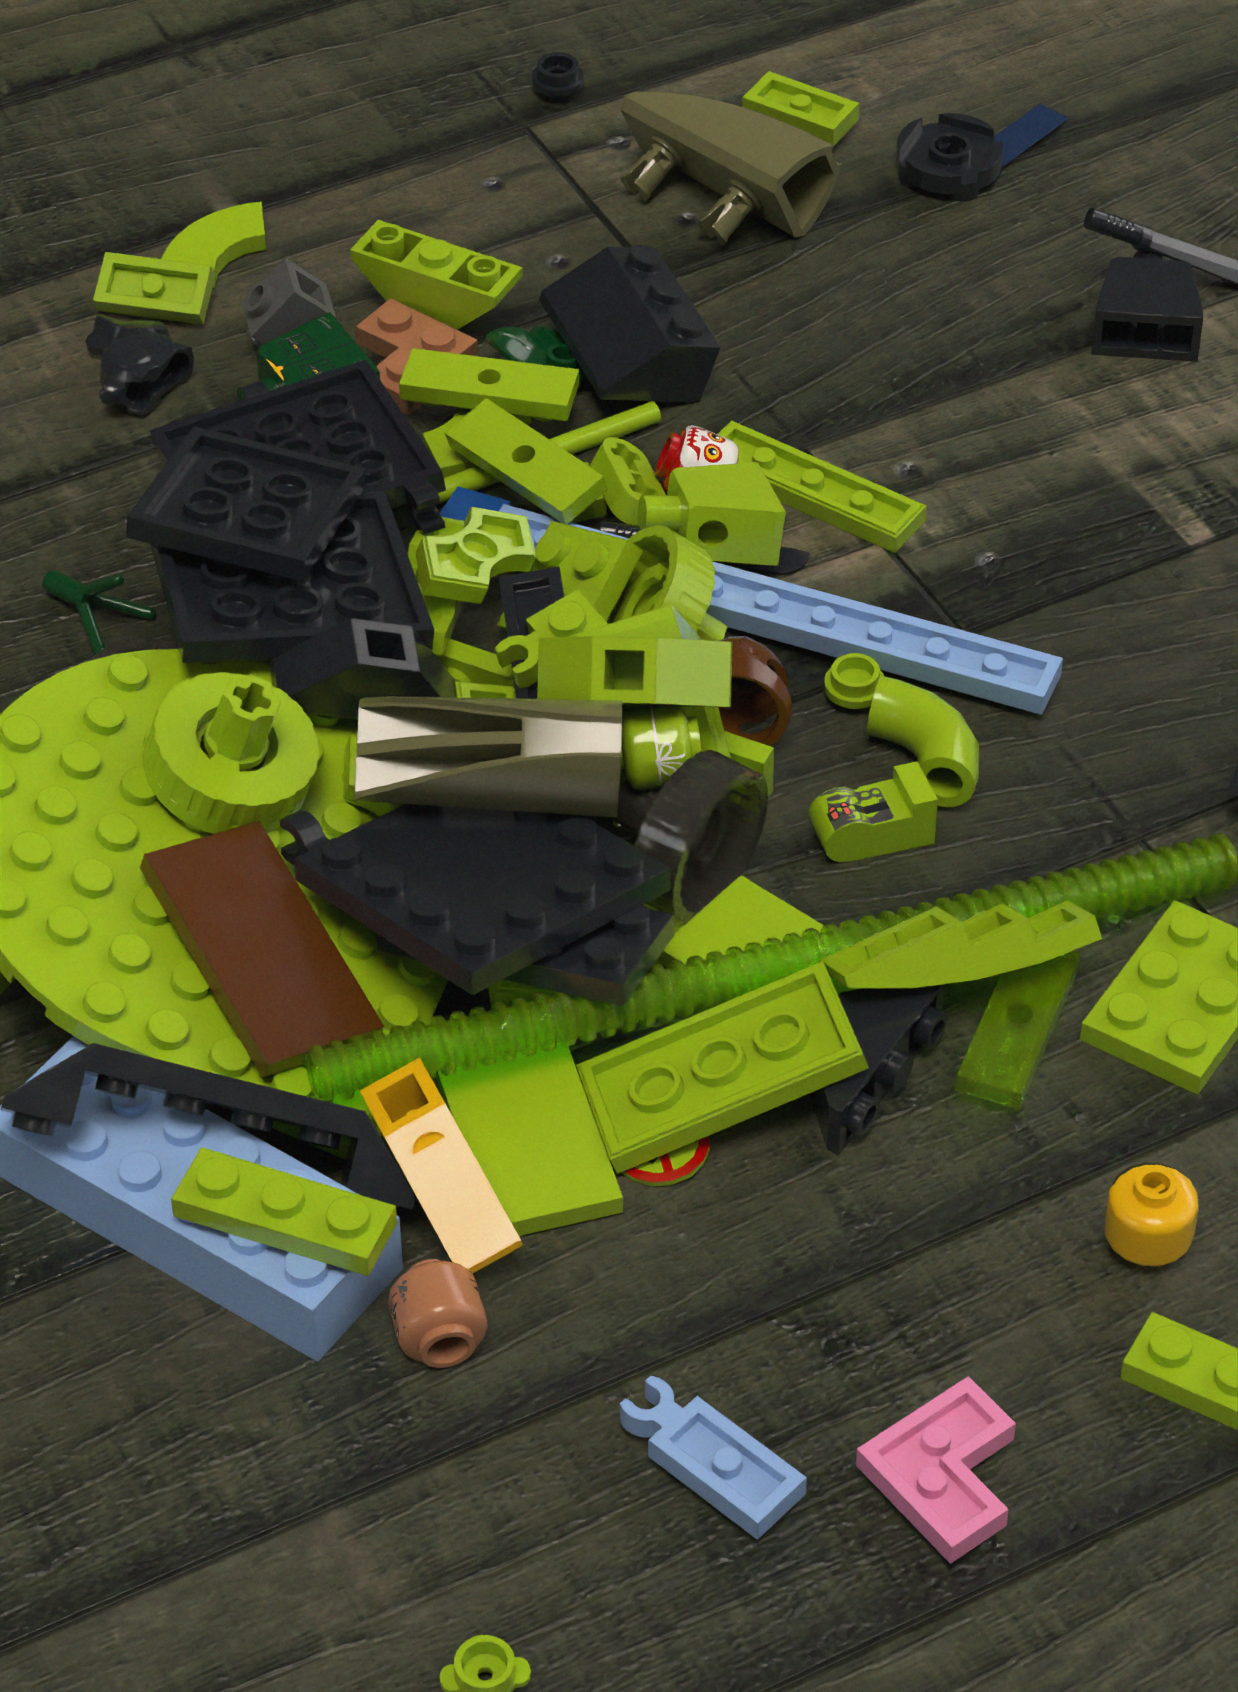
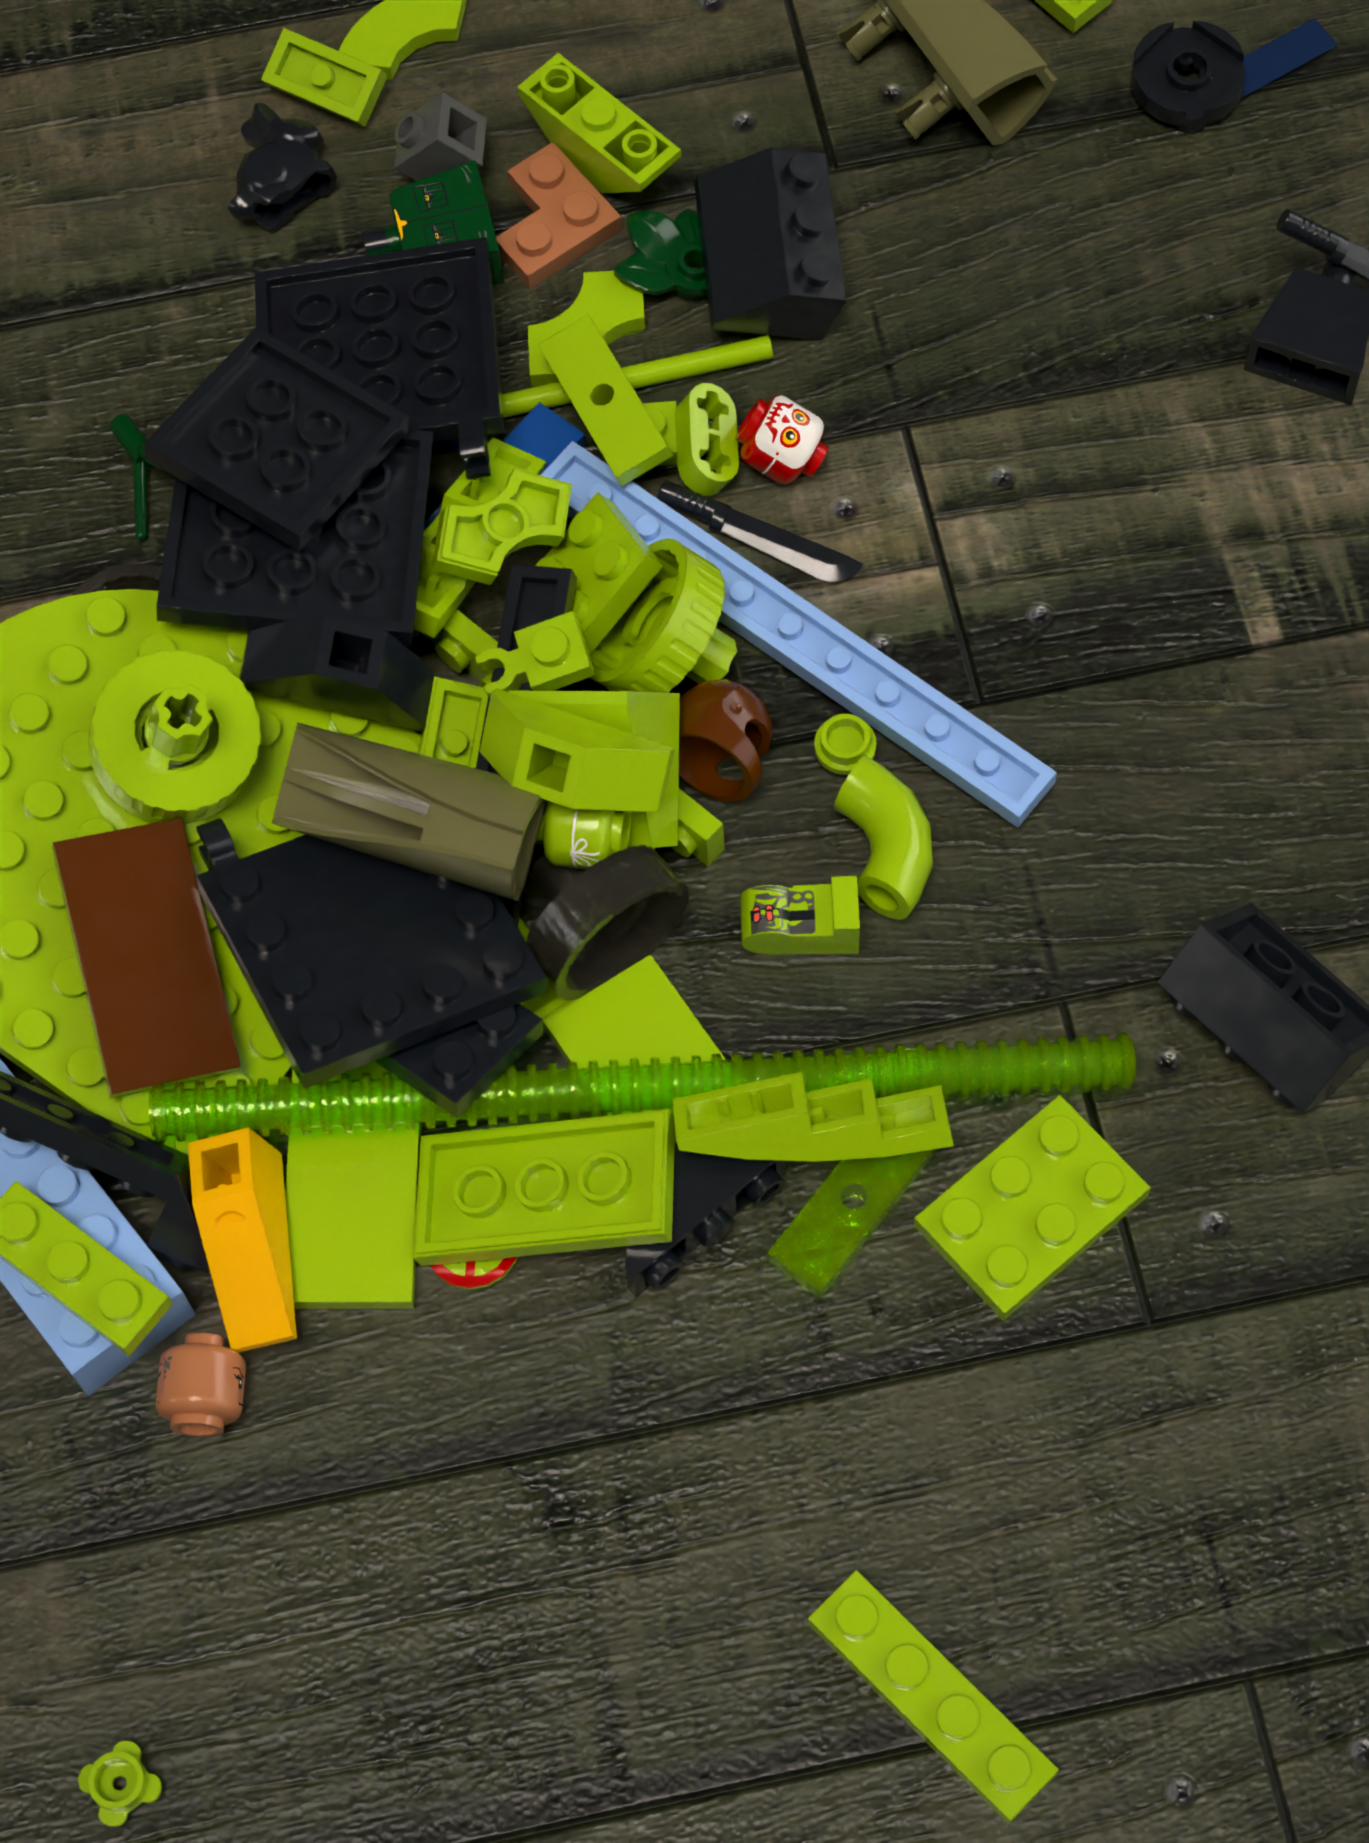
camera: 20 degrees right, 20 degrees up
(467, 380) = (605, 288): lime tile -> none
(715, 1458) = (397, 1618): light blue plate -> none
(721, 510) = (774, 510): lime torso -> none
(830, 491) = (899, 484): lime tile -> none
(927, 1466) = (579, 1683): bright pink plate -> none
(1151, 1214) = (890, 1489): yellow head -> none

